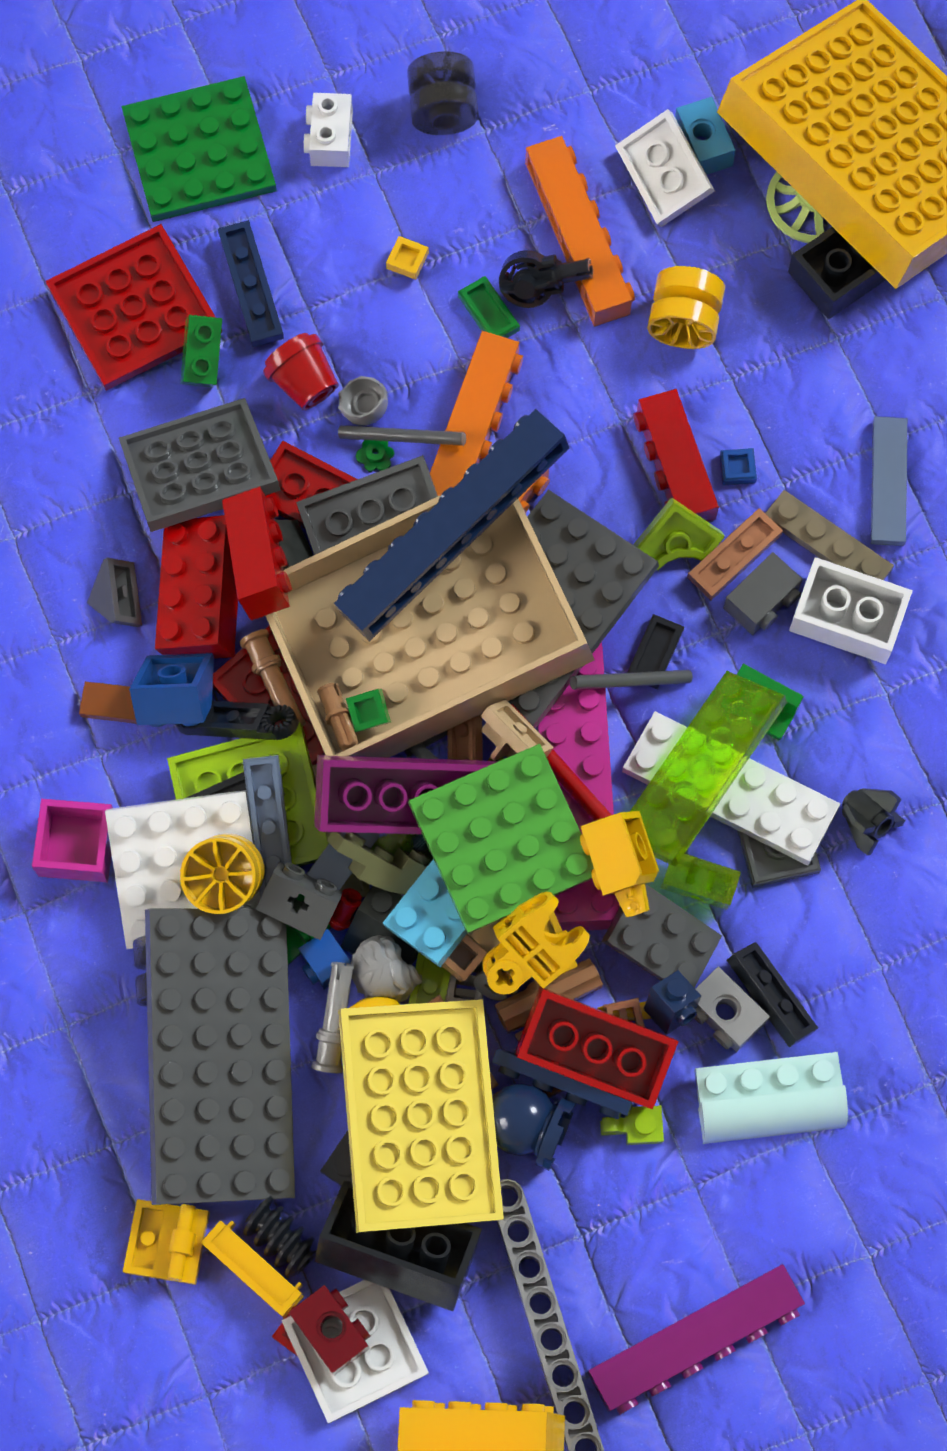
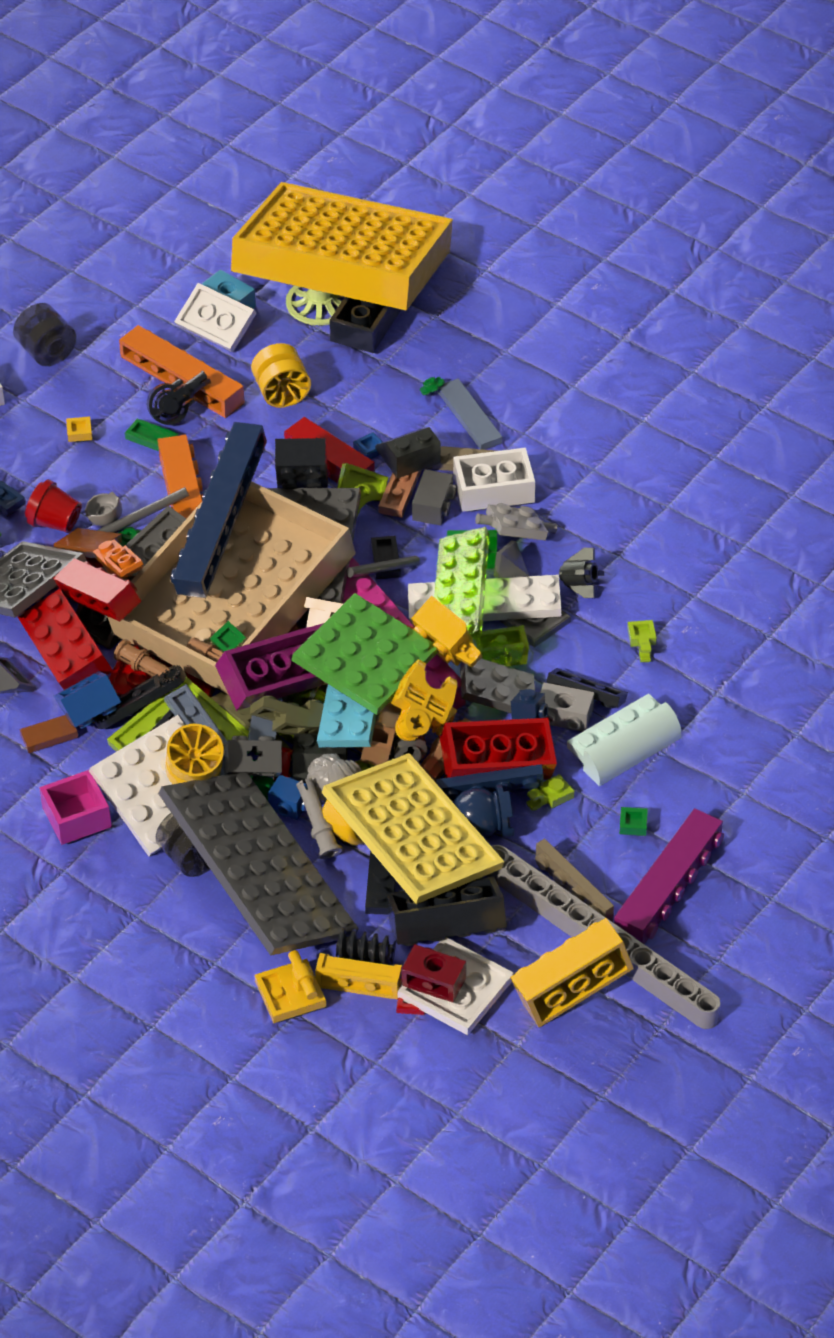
camera: 30 degrees left, 25 degrees down
(311, 520) = (118, 559): none -> orange slope
(313, 446) = (86, 541): none -> dark orange tile
(579, 1297) = (571, 879): none -> dark tan plate
(604, 496) = (301, 463): none -> black brick
(706, 1228) = (633, 821): none -> green plate
(772, 511) = (411, 452): none -> pearl dark grey slope
(792, 755) = (510, 562): none -> dark grey slope
(837, 694) = (516, 522): none -> light grey plate
(868, 411) = (431, 385): none -> green plant
(888, 951) = (642, 635): none -> lime plate

